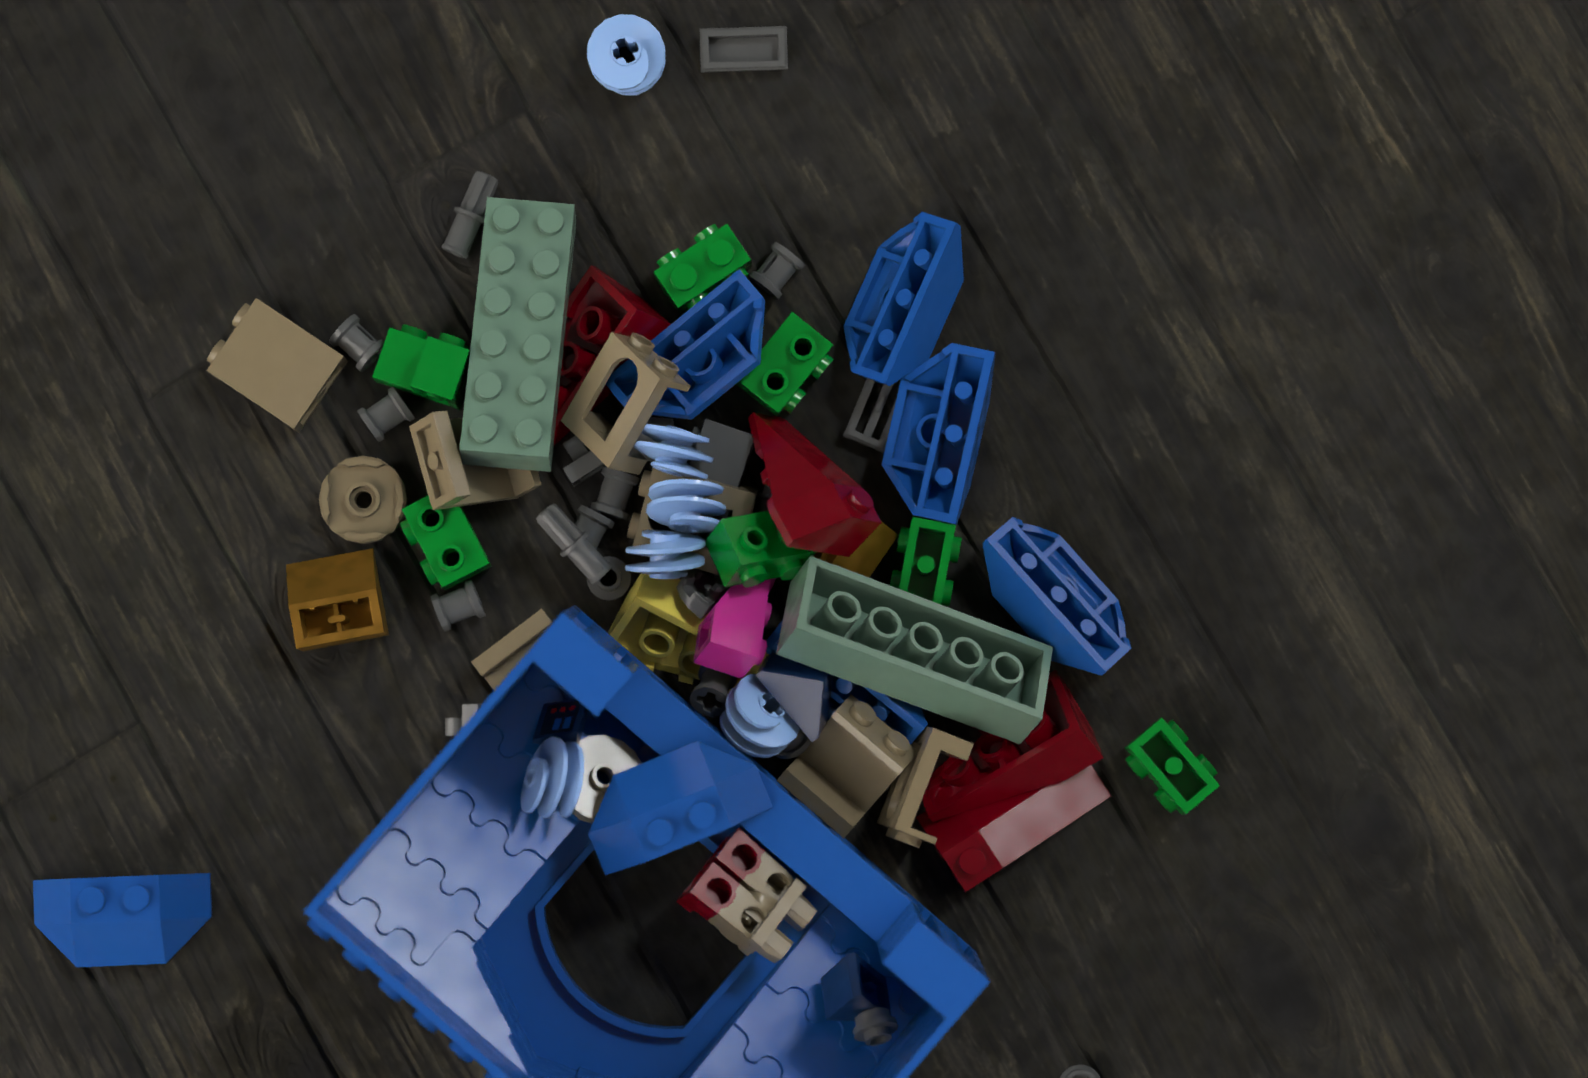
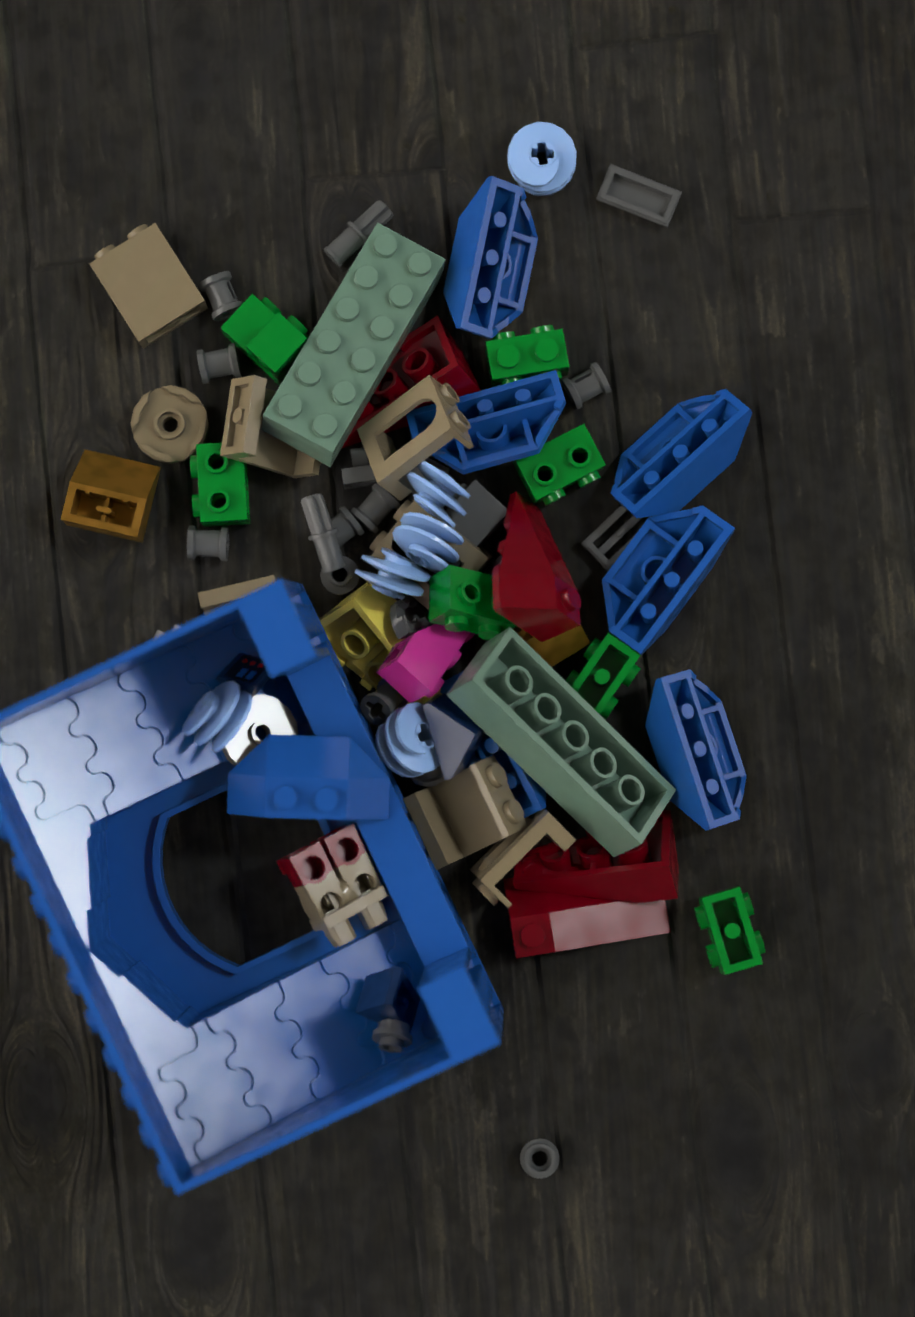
camera: 25 degrees right, 0 degrees up
(621, 184) = (491, 259): none -> blue wedge

